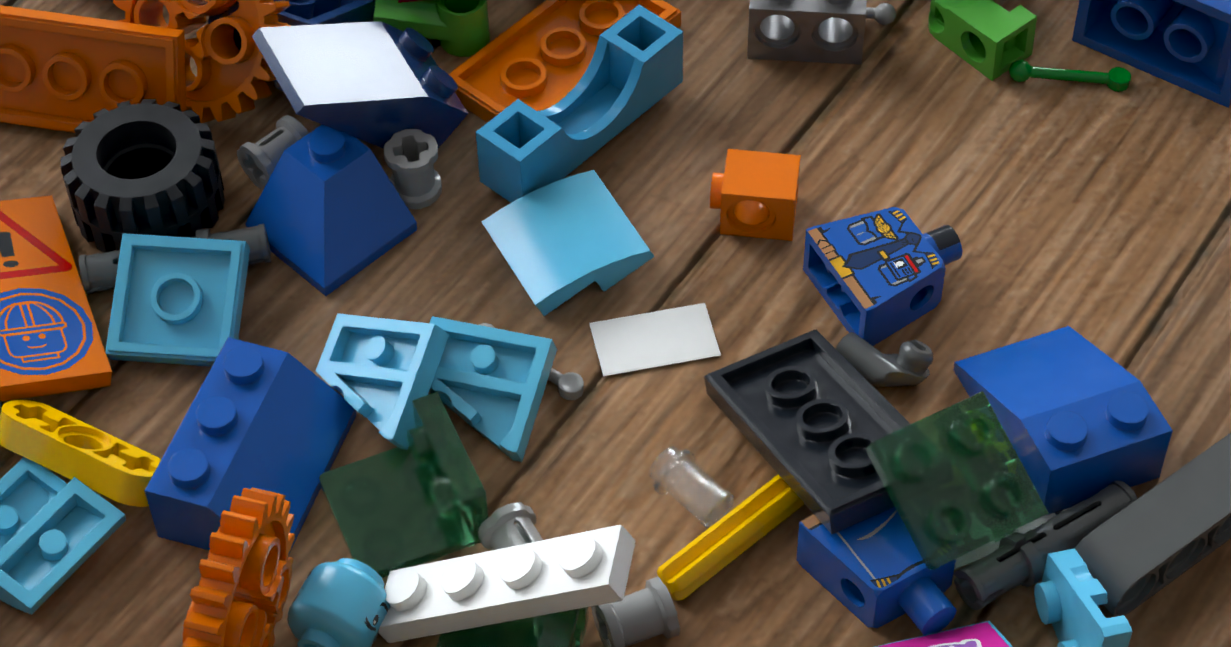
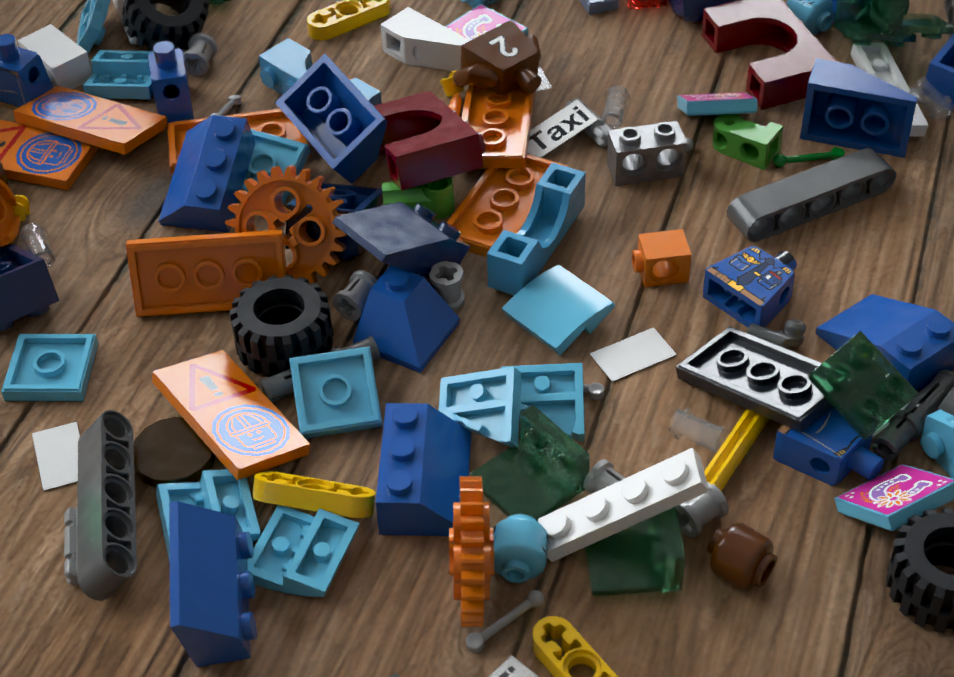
camera: 15 degrees left, 5 degrees down
(1041, 139) = (811, 194): none -> dark grey beam

